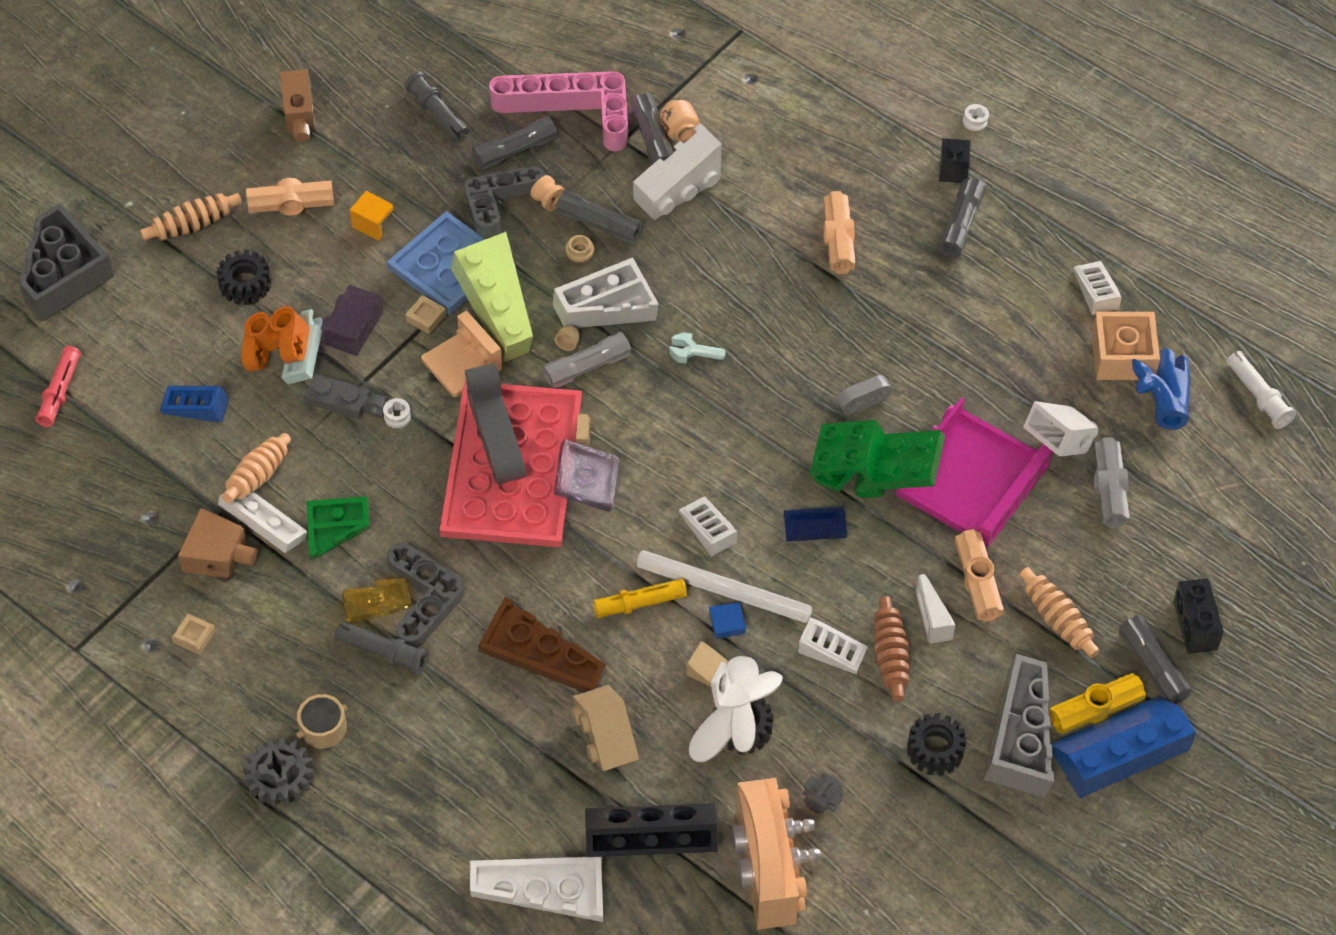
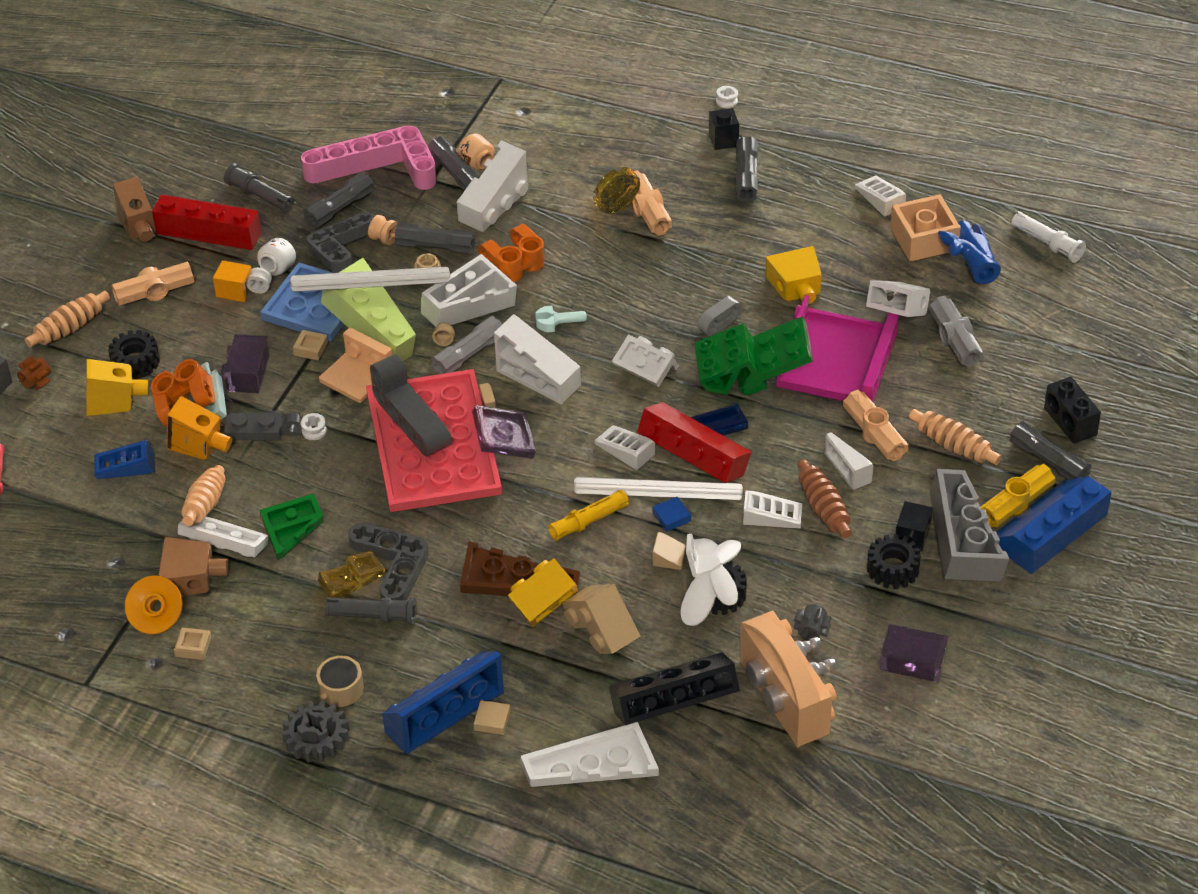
camera: 15 degrees left, 10 degrees down
(136, 273) = (34, 372): none -> dark orange gear
(155, 577) = (140, 604): none -> light orange dish
(205, 313) = (111, 387): none -> yellow torso
(272, 389) = (195, 430): none -> light orange torso
(368, 136) = (206, 222): none -> red brick
(399, 221) = (259, 280): none -> white bush
(416, 776) = (444, 701): none -> blue slope
(426, 197) = (276, 256): none -> white head
(459, 806) = (492, 717): none -> tan tile
(501, 262) = (369, 279): none -> white axle
(556, 680) = (542, 591): none -> yellow brick
(647, 400) = (534, 361): none -> white wedge
(669, 268) = (512, 260): none -> orange piece
(764, 429) = (644, 360): none -> white bracket
(778, 544) = (694, 442): none -> red brick
(810, 209) = (616, 190): none -> clear yellow tile
(915, 859) = (914, 653): none -> clear purple brick
(964, 365) = (795, 274): none -> yellow torso
(973, 708) = (914, 523): none -> black brick

